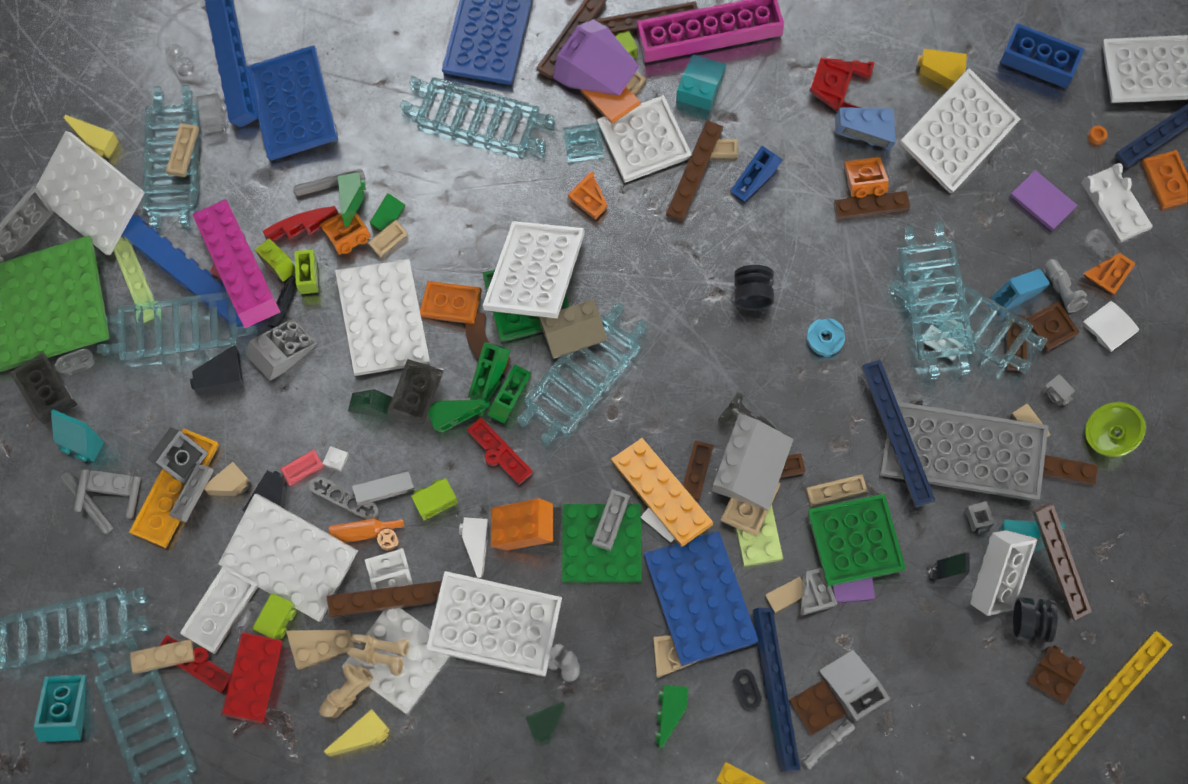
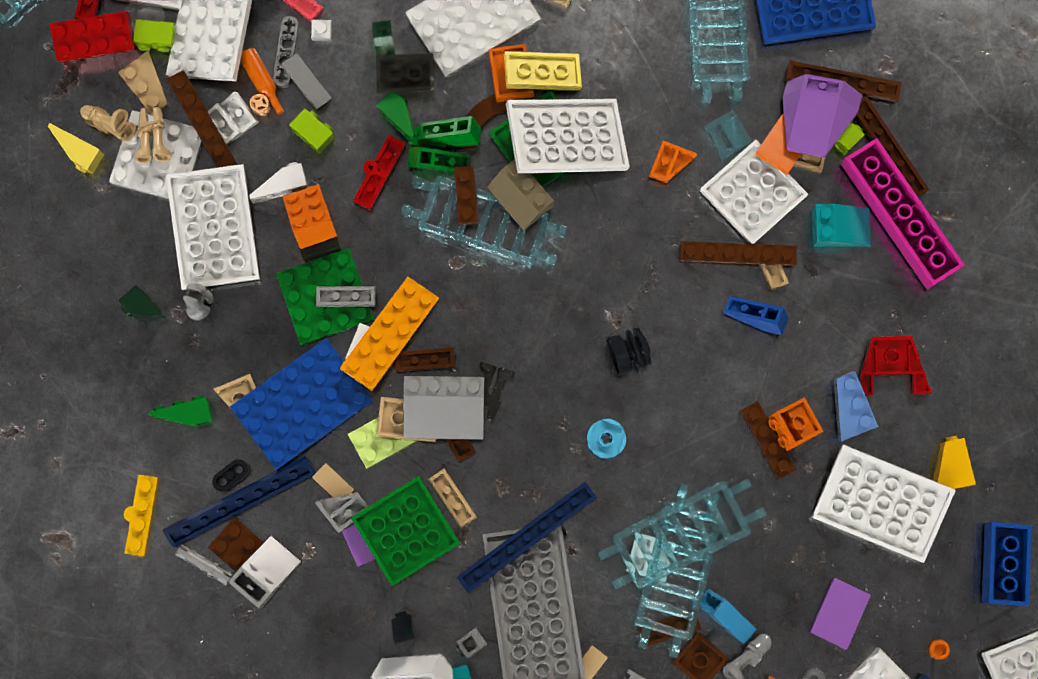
camera: 65 degrees right, 10 degrees up
(461, 273) = (542, 71): none -> light yellow tile
(554, 378) = (466, 195): none -> reddish brown plate

